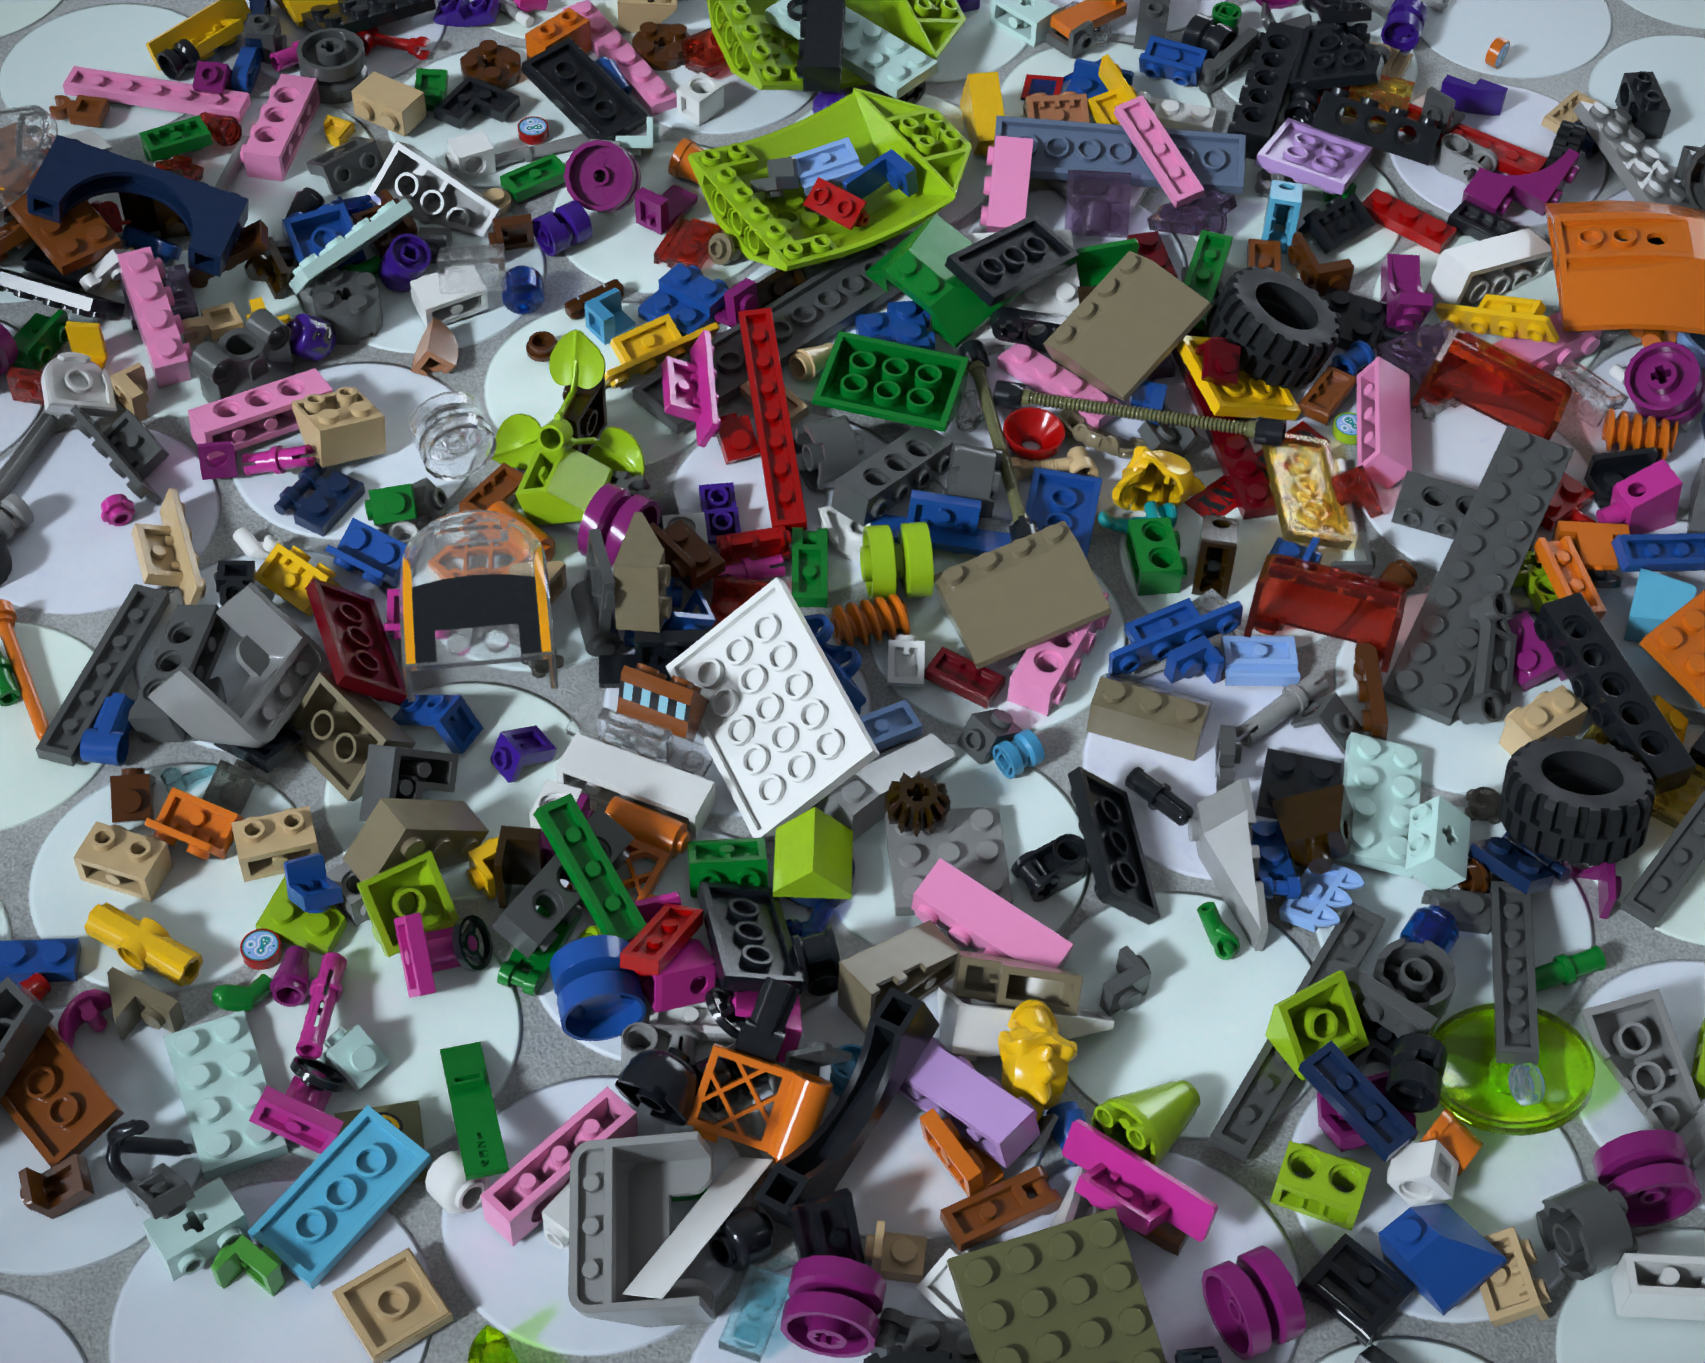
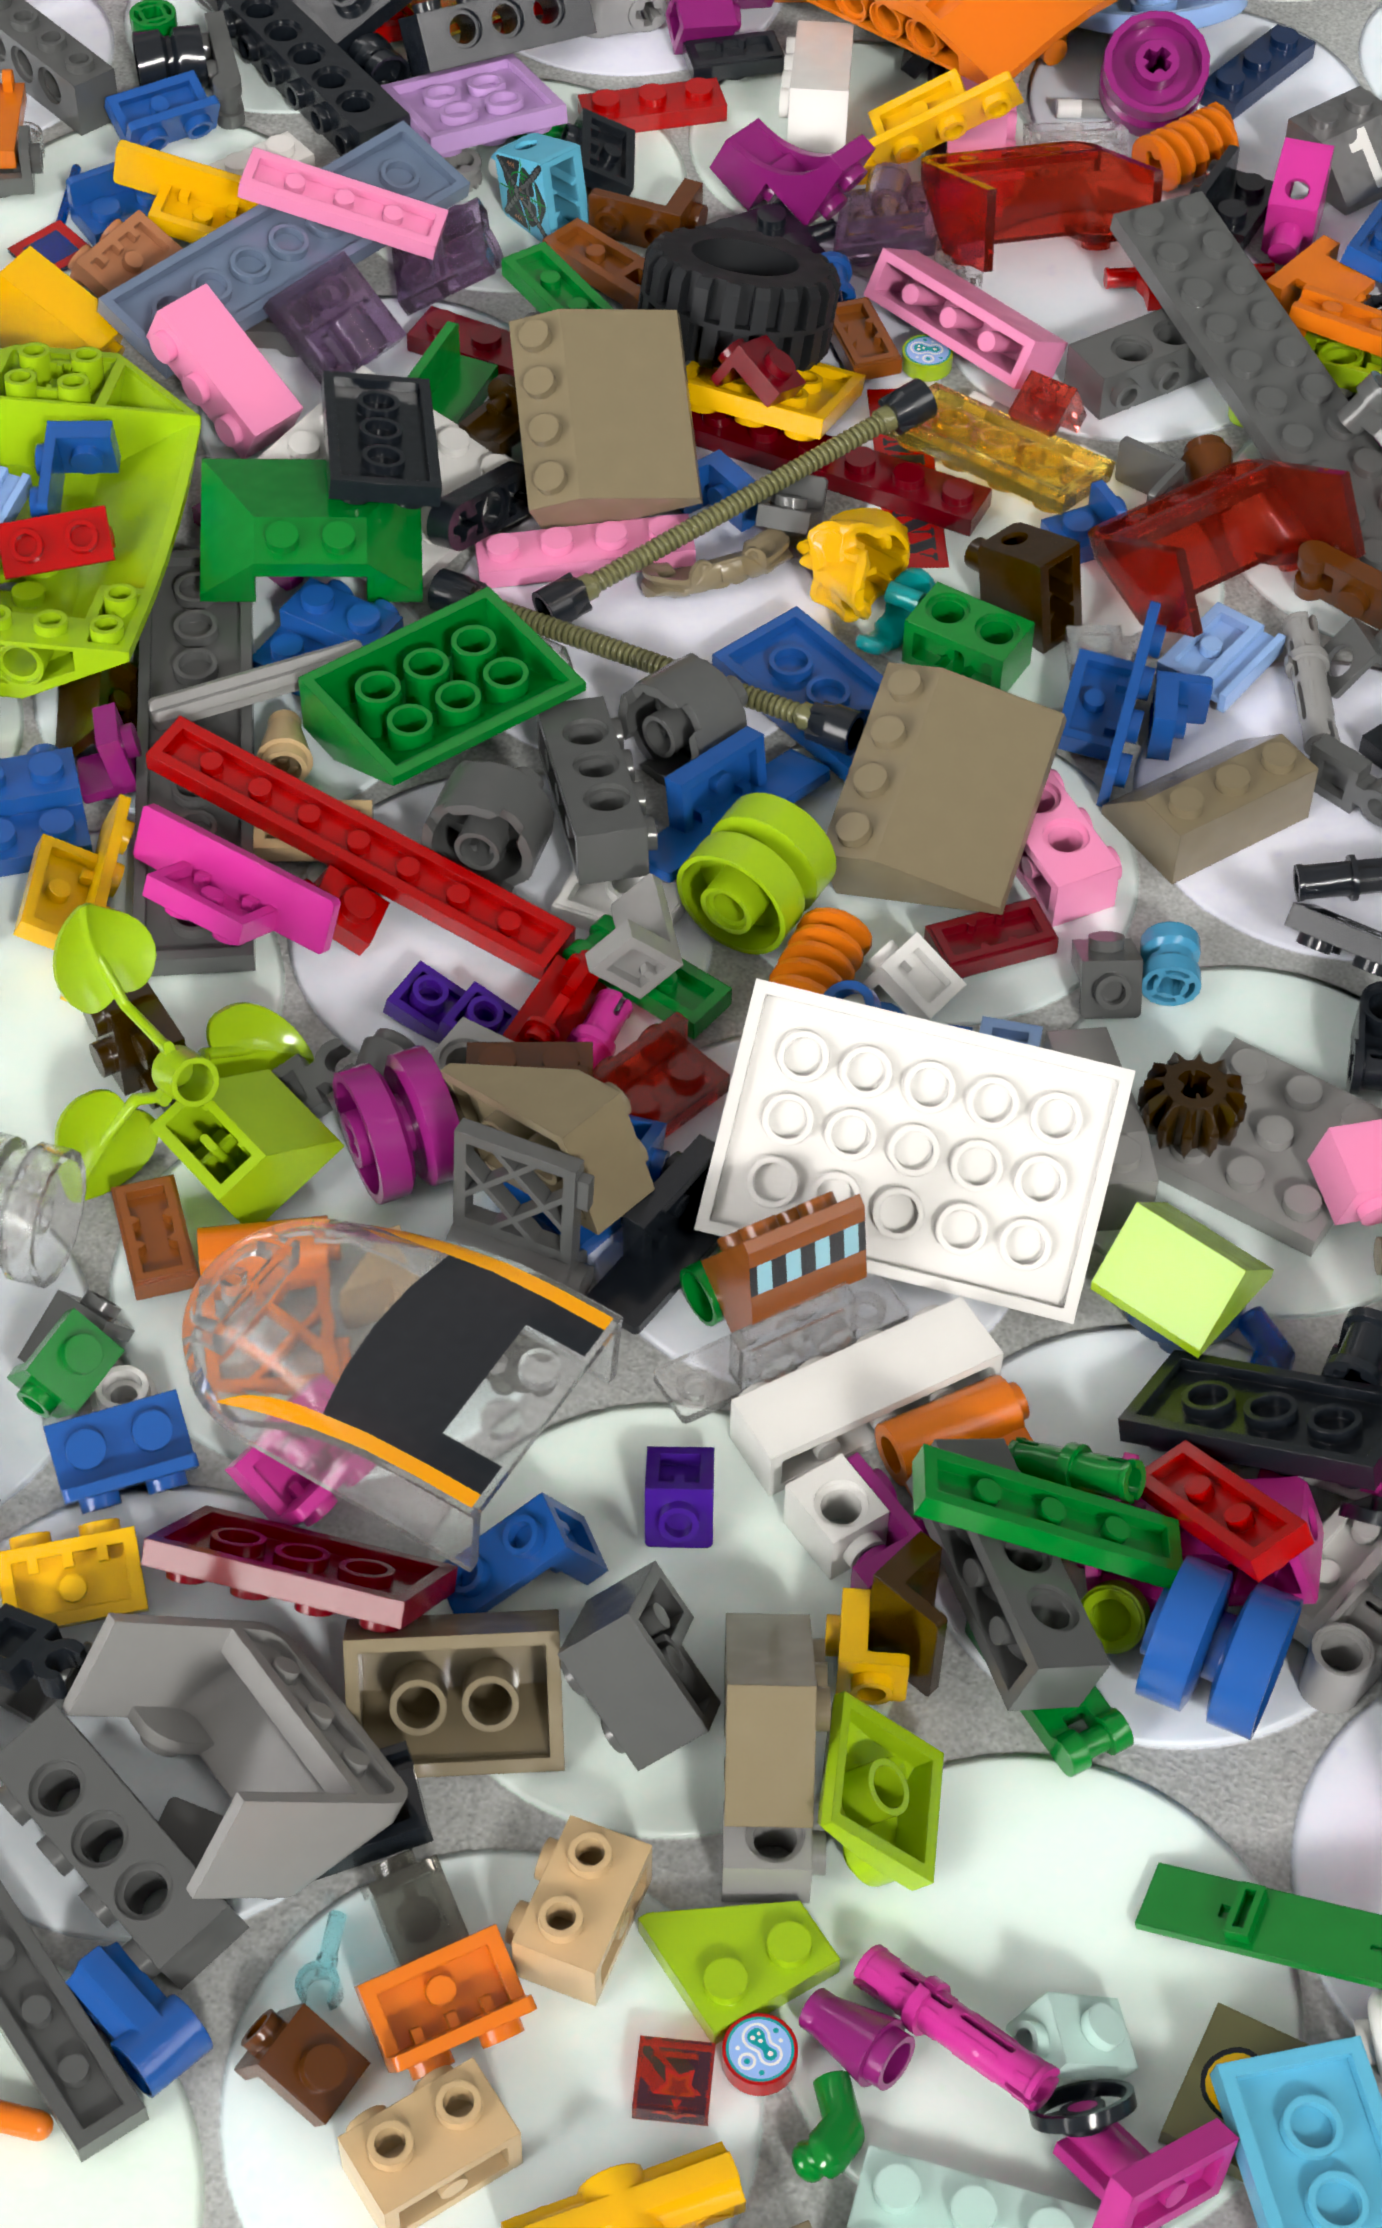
camera: 50 degrees left, 0 degrees up
(225, 927) = (673, 2080): none -> clear red tile
(309, 885) = (734, 1906): blue bracket -> none
(439, 950) = (965, 1823): dark pink piece -> none
(646, 877) = (1081, 1468): none -> green pin
(727, 862) = (1093, 1374): green bracket -> none
(792, 547) = (642, 945): none -> light grey bracket
(820, 319) = (242, 687): none -> light grey axle
(1034, 426) = (658, 609): red piece -> none
(1076, 462) = (735, 617): tan brick -> none

